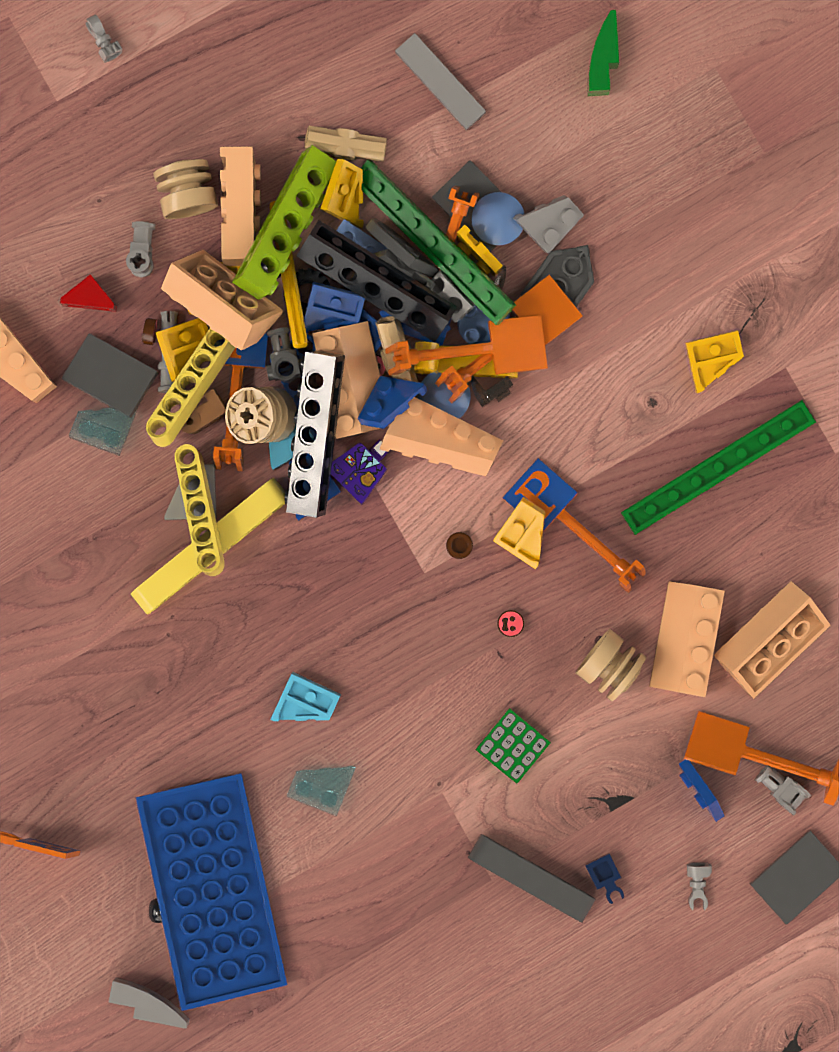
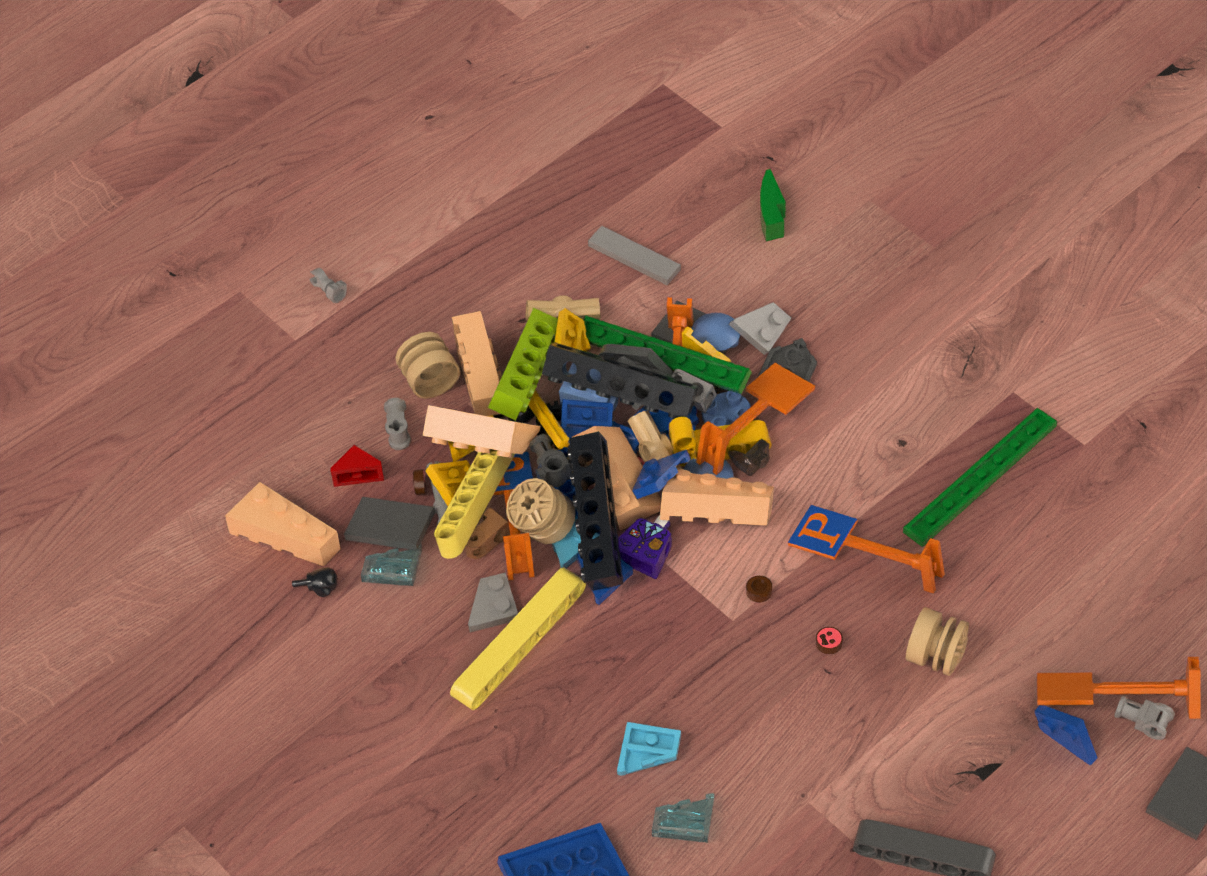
camera: 10 degrees left, 35 degrees down
(28, 425) = (320, 581): none -> black piece
(191, 499) = (502, 599): light yellow beam -> none
(513, 746) = (865, 742): tile -> none
(514, 344) = (758, 409): orange piece -> none
(523, 532) = (816, 558): yellow wing -> none
(603, 874) = (997, 831): dark blue plate -> none
(687, 638) = (1003, 612): light nougat slope -> none
(698, 872) = (1090, 808): light grey piece -> none
(712, 357) = (944, 393): yellow wing -> none
(772, 639) = (1085, 594): light nougat slope -> none

